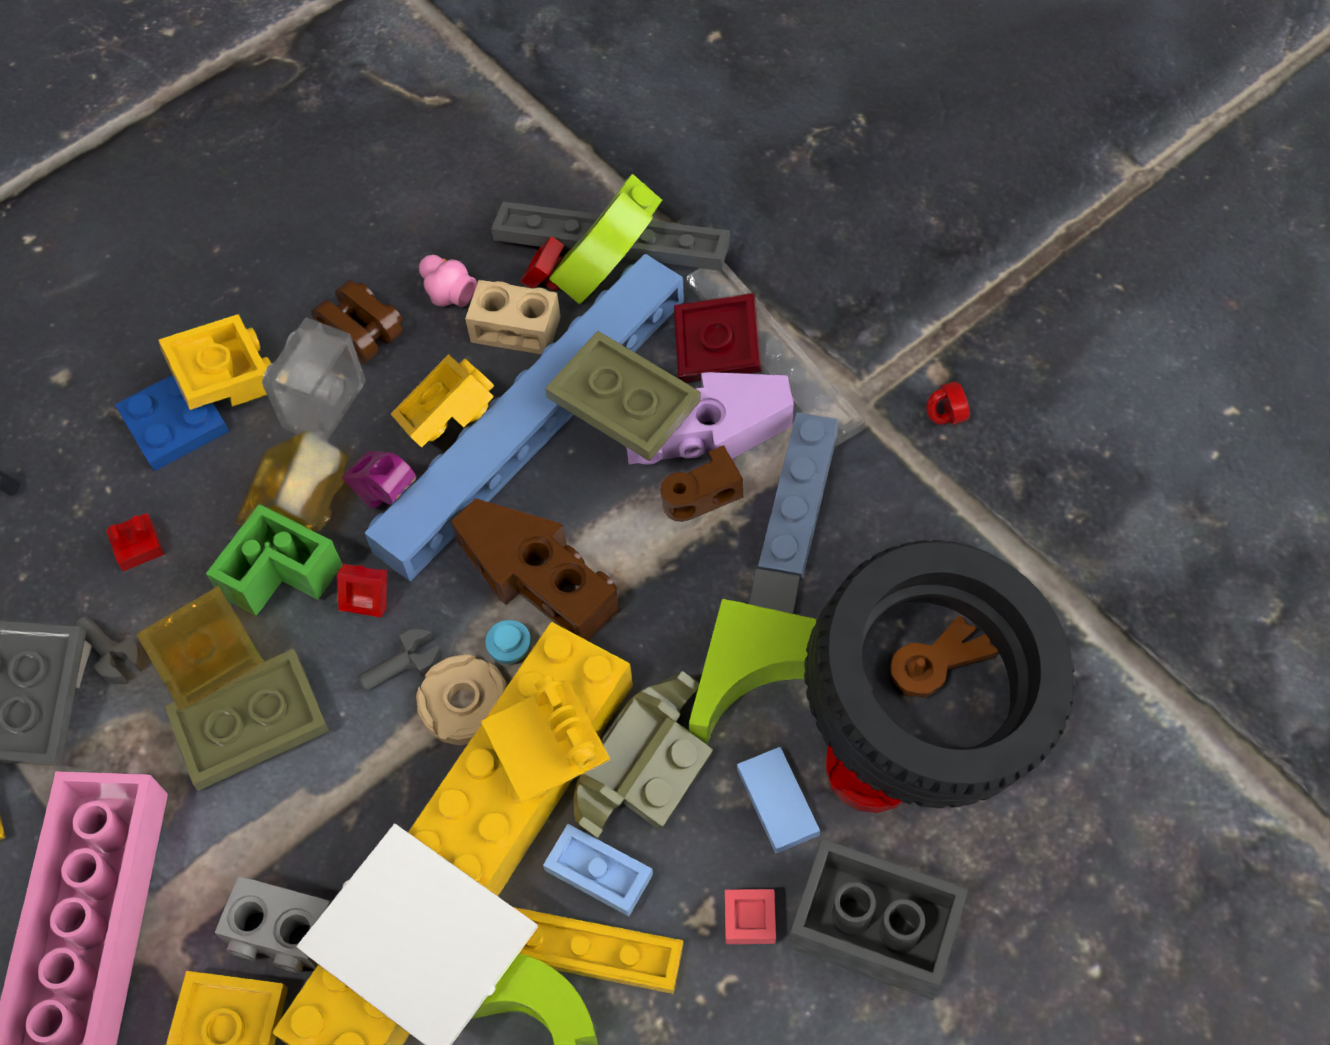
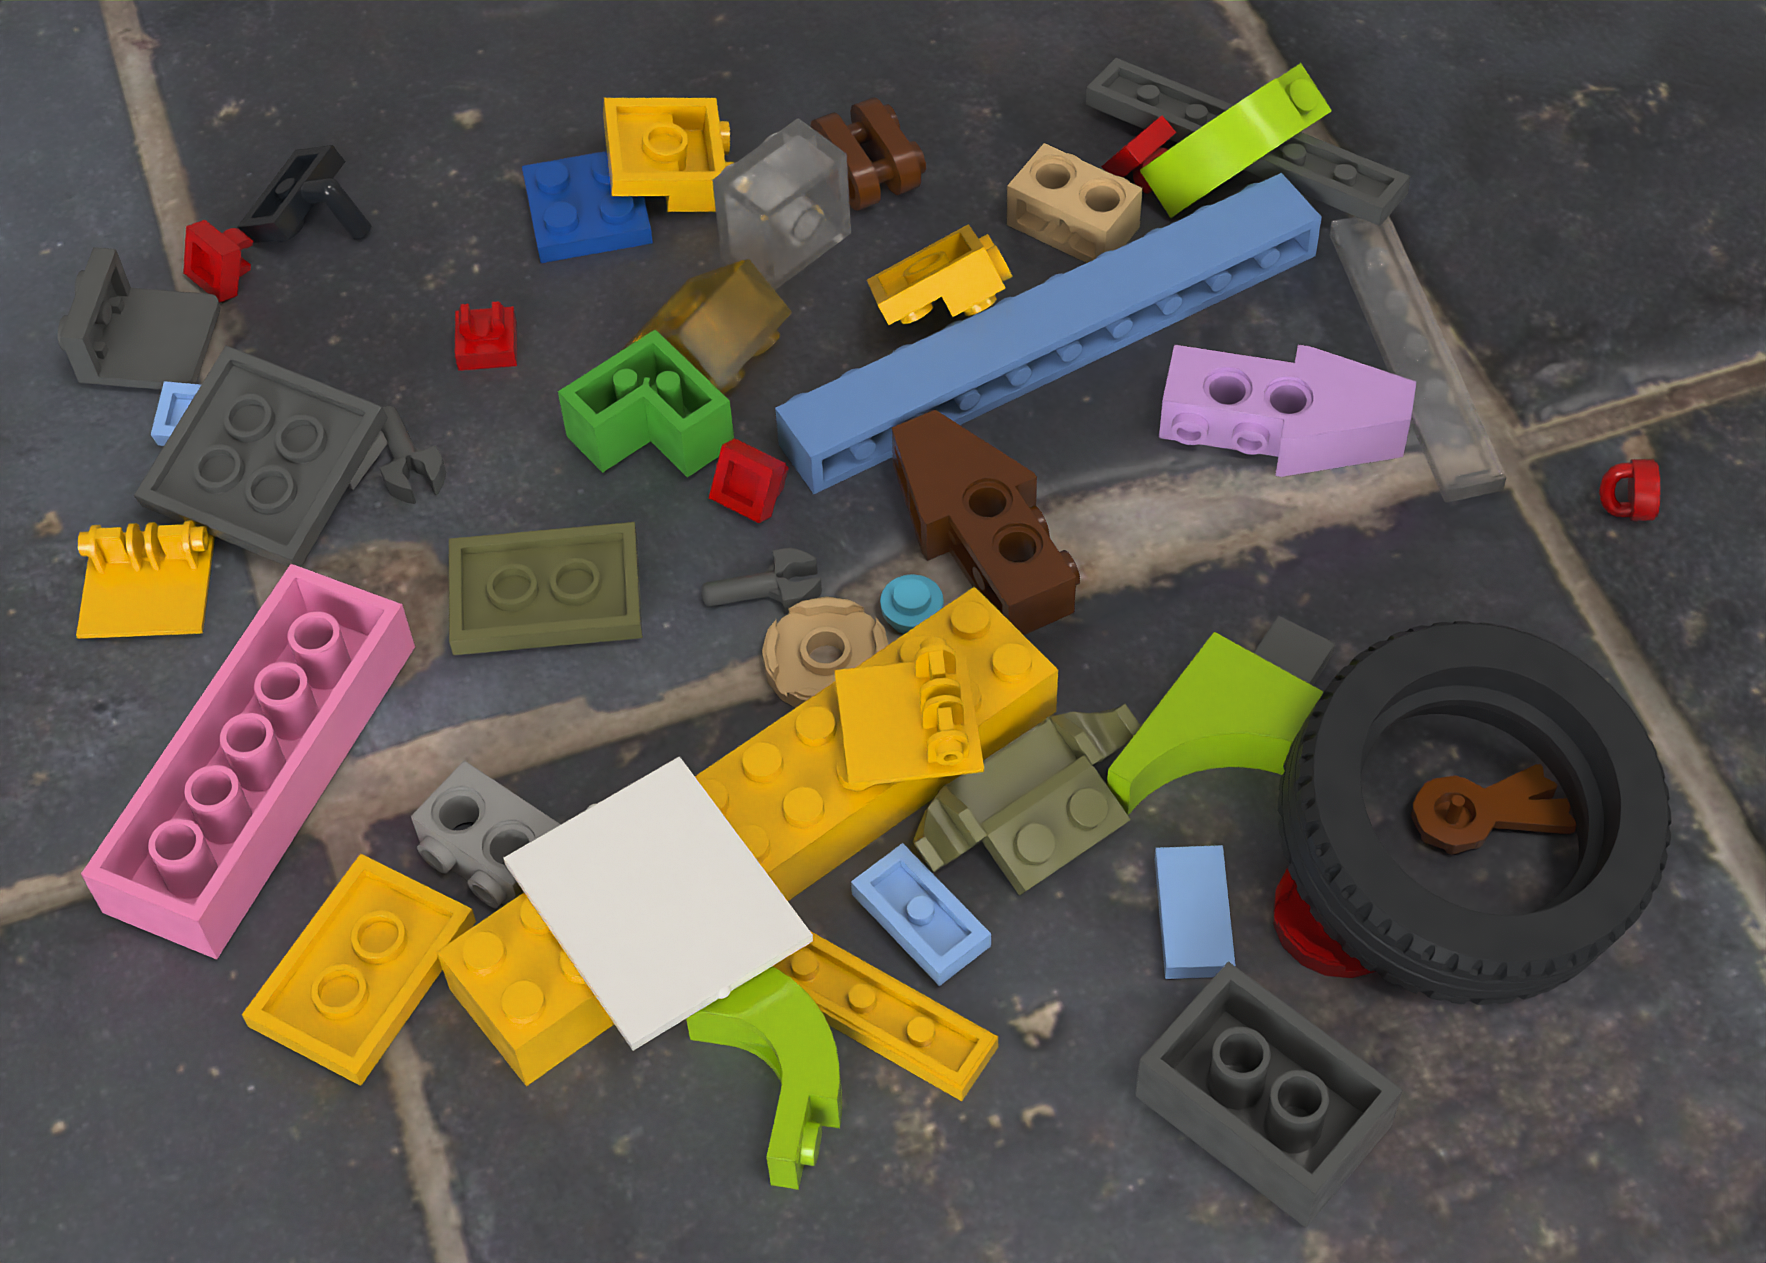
camera: 20 degrees right, 5 degrees down
(200, 648) = (518, 478): clear yellow slope -> none
(379, 478) = (820, 348): magenta leg -> none
(447, 281) = (1002, 136): bright pink animal -> none
(623, 395) = (1179, 337): olive plate -> none
(702, 488) = (1244, 493): reddish brown leg -> none
(717, 337) = (1342, 308): dark red tile -> none
(750, 916) = (1098, 1038): coral plate -> none
(799, 494) = (1376, 540): sand blue plate -> none

